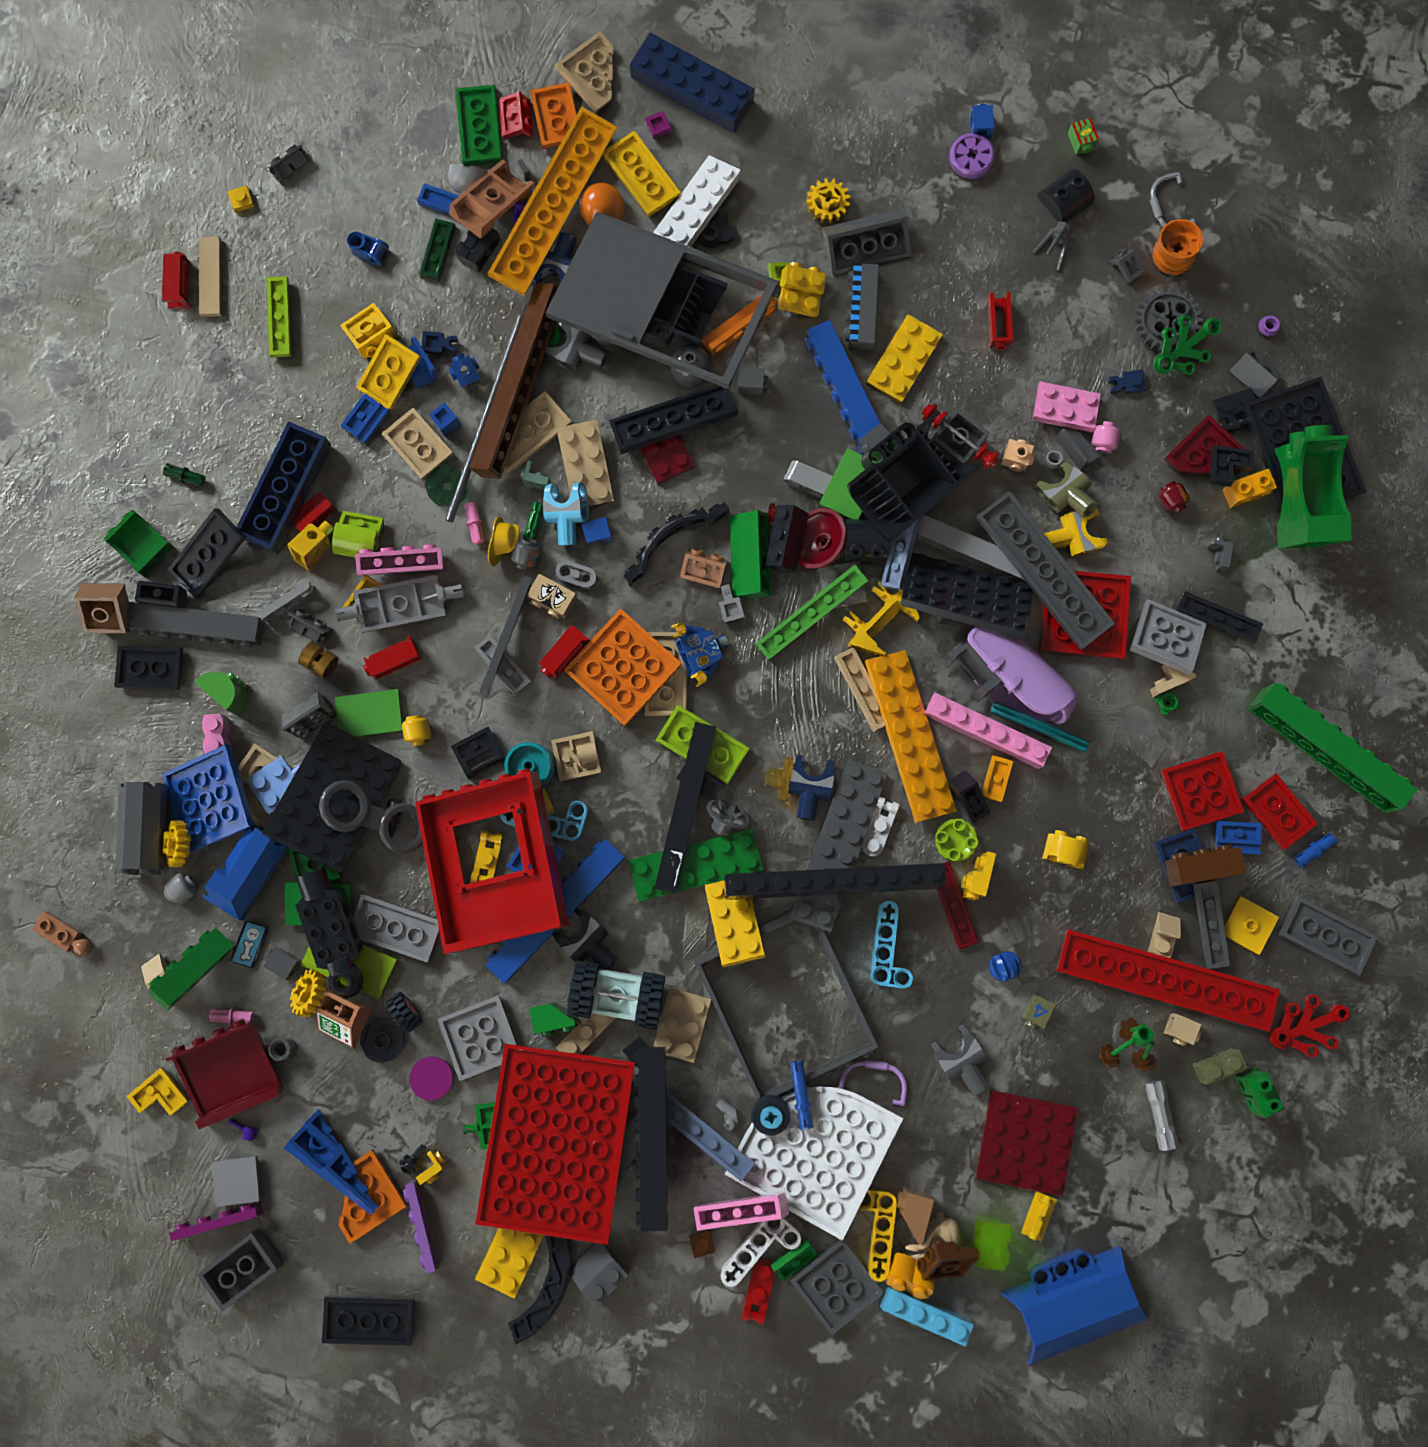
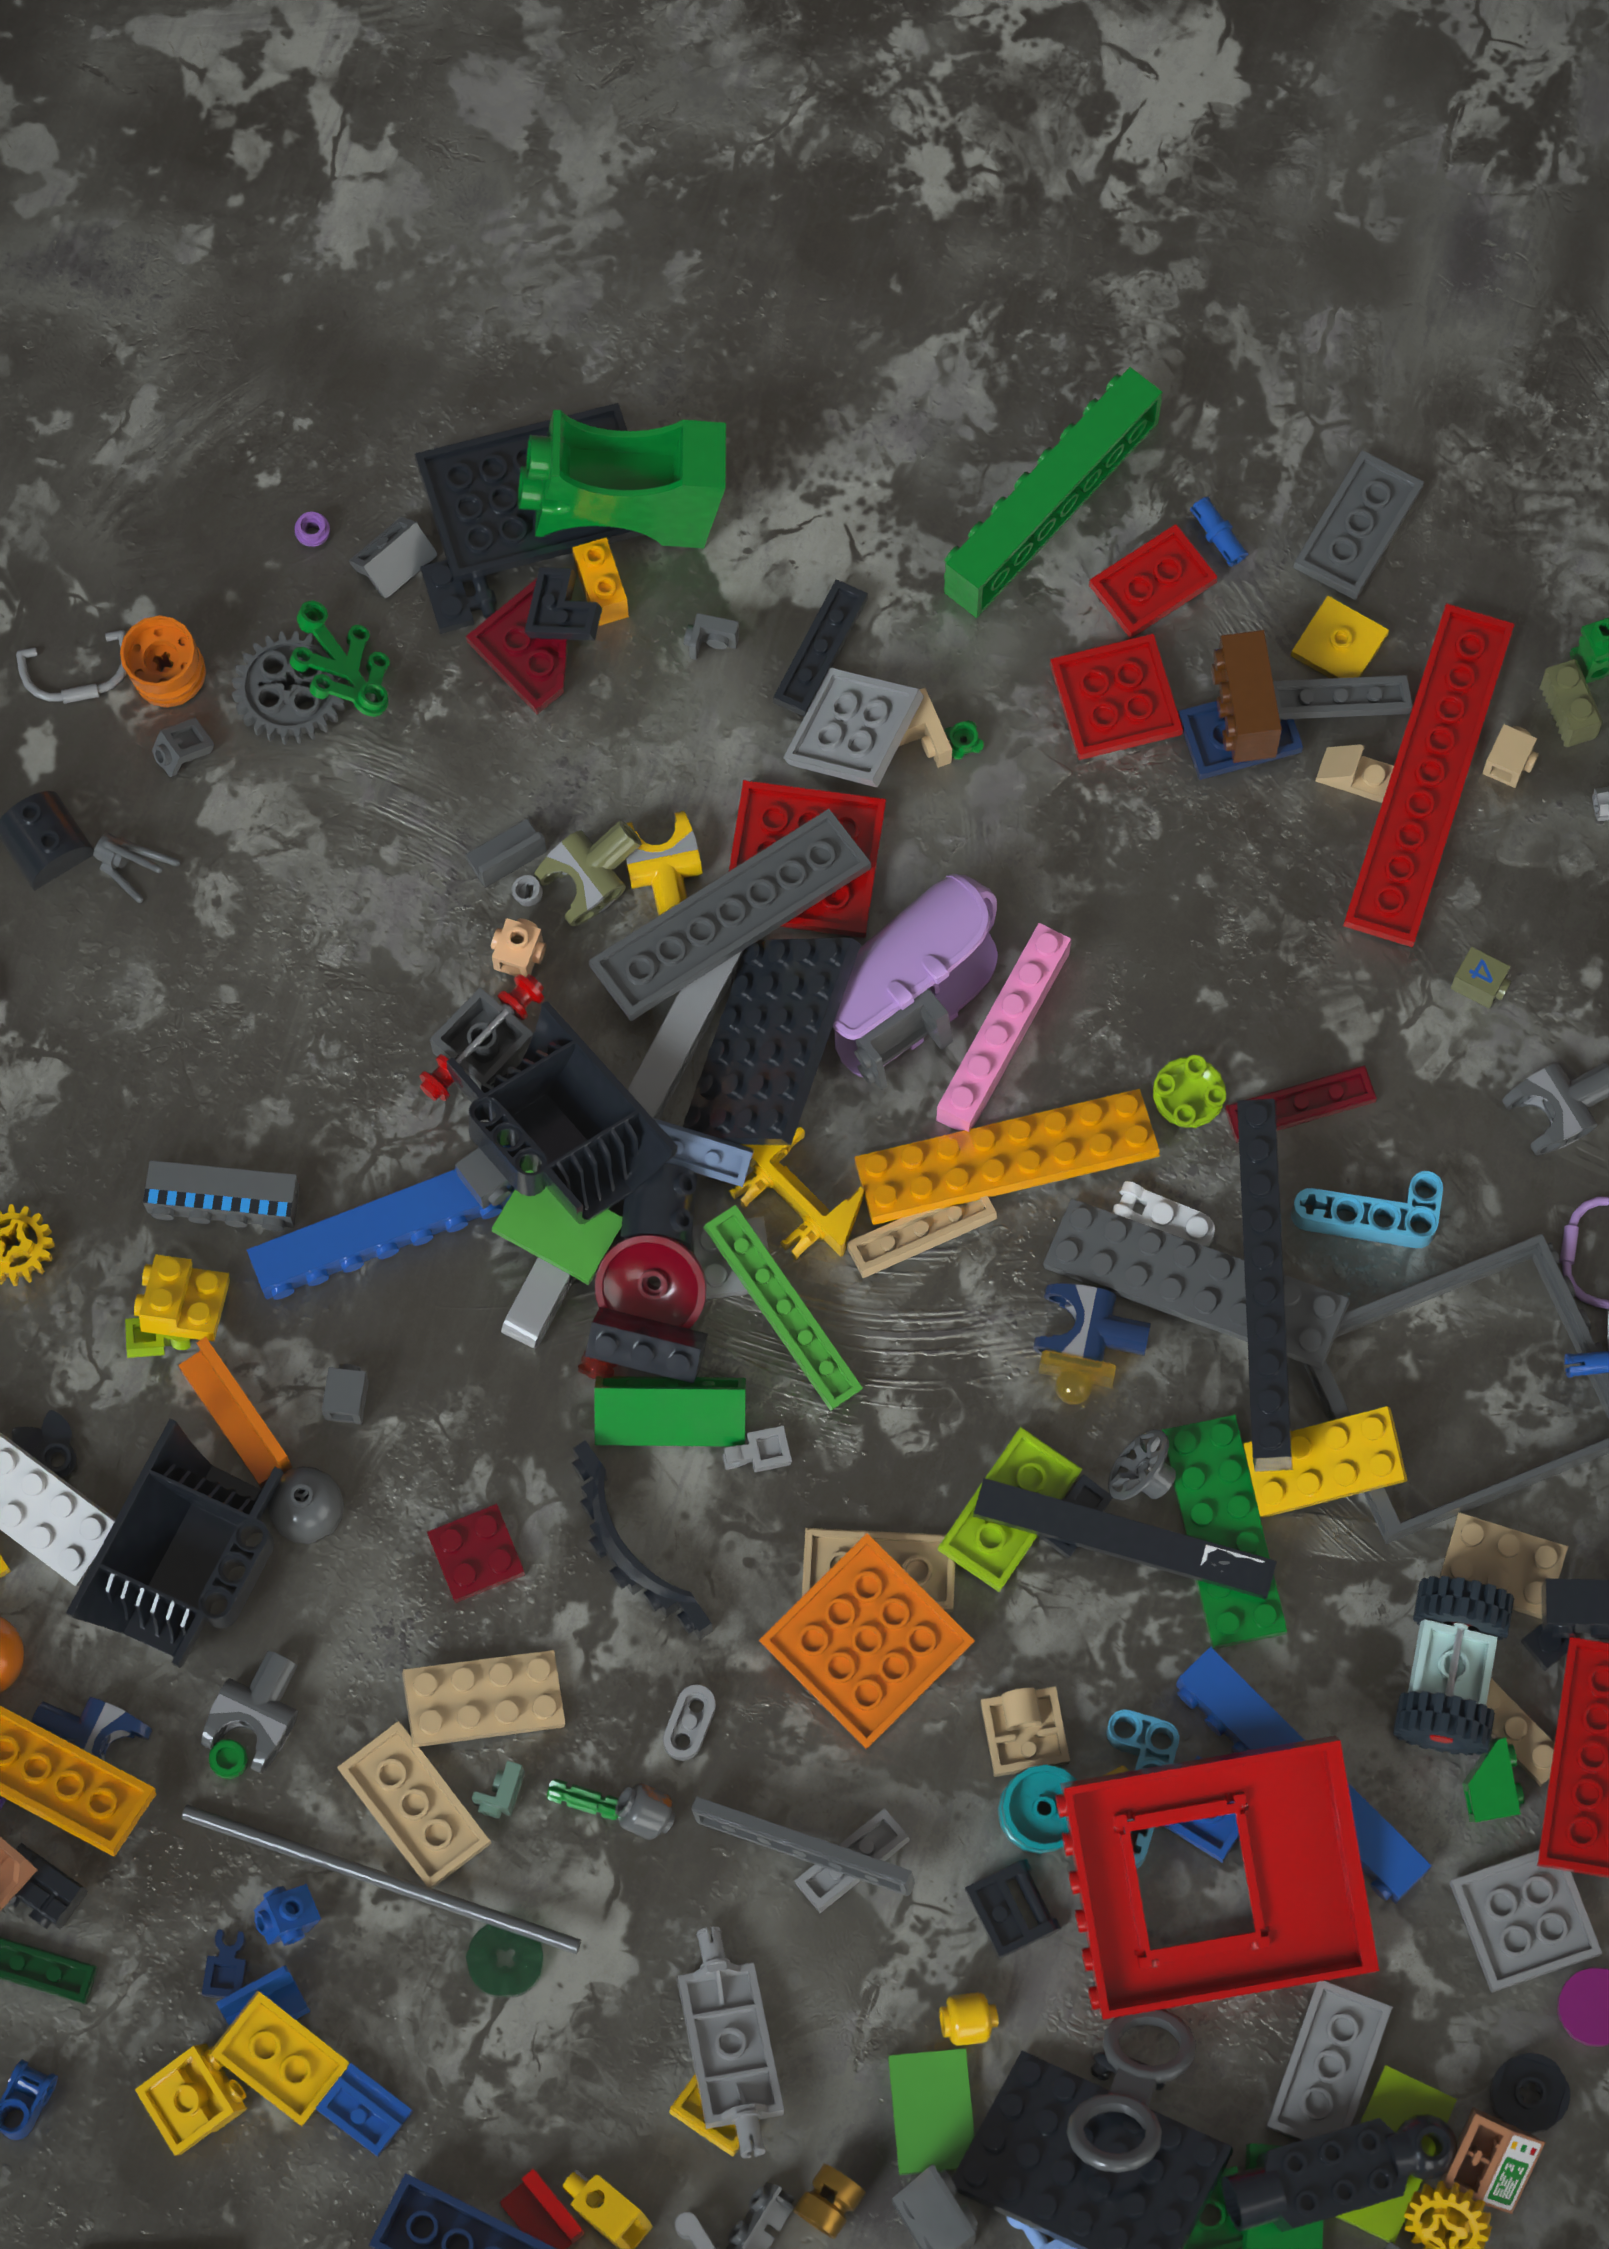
camera: 90 degrees left, 10 degrees down
(356, 533) = (593, 2124): lime brick -> none
(392, 659) = (832, 2064): red window -> none
(398, 561) = (652, 2040): bright pink brick -> none
(404, 1012) = (1481, 2046): black wheel -> none
(417, 444) = (421, 2010): tan plate -> none
(445, 419) = (378, 1953): blue panel -> none
(474, 522) = (580, 1907): bright pink axle -> none
(487, 857) = (1203, 1899): yellow plate -> none
(502, 540) = (619, 1842): yellow piece -> none
(515, 385) = (319, 1812): reddish brown brick -> none
(551, 596) = (730, 1766): tan brick -> none
(563, 652) = (834, 1748): red window -> none
(566, 513) = (575, 1732): medium azure connector -> none
(587, 943) = (1359, 1720): black connector -> none
(597, 530) = (611, 1679): blue panel -> none
(622, 279) = (154, 1605): dark grey door -> none
(673, 418) = (407, 1535): black plate -> none
(699, 650) = (846, 1503): blue torso -> none
(703, 567) = (688, 1493): nougat bracket -> none
(867, 241) = (97, 1181): dark grey slope -> none
(904, 359) = (322, 1131): yellow plate -> none
(969, 796) = (1114, 1064): black arch -> none
(977, 882) = (1263, 1052): yellow plate -> none
(996, 778) = (1085, 1019): light orange plate -> none
(1005, 304) = (268, 950): red window -> none
(1005, 966) = (1406, 1024): blue piece -> none
(1039, 726) = (998, 944): teal axle -> none
(1066, 407) = (433, 864): bright pink plate -> none
(1066, 849) = (1210, 916): yellow cylinder -> none
(1106, 437) = (495, 802): bright pink head -> none
(1131, 382) = (394, 757): dark blue plate -> none
(1133, 1034) = (1525, 815): reddish brown plant -> none
(1173, 497) = (608, 702): dark red head -> none
(1240, 835) = (1192, 645): blue plate -> none
(1306, 1027) = (1505, 569): red plant -> none

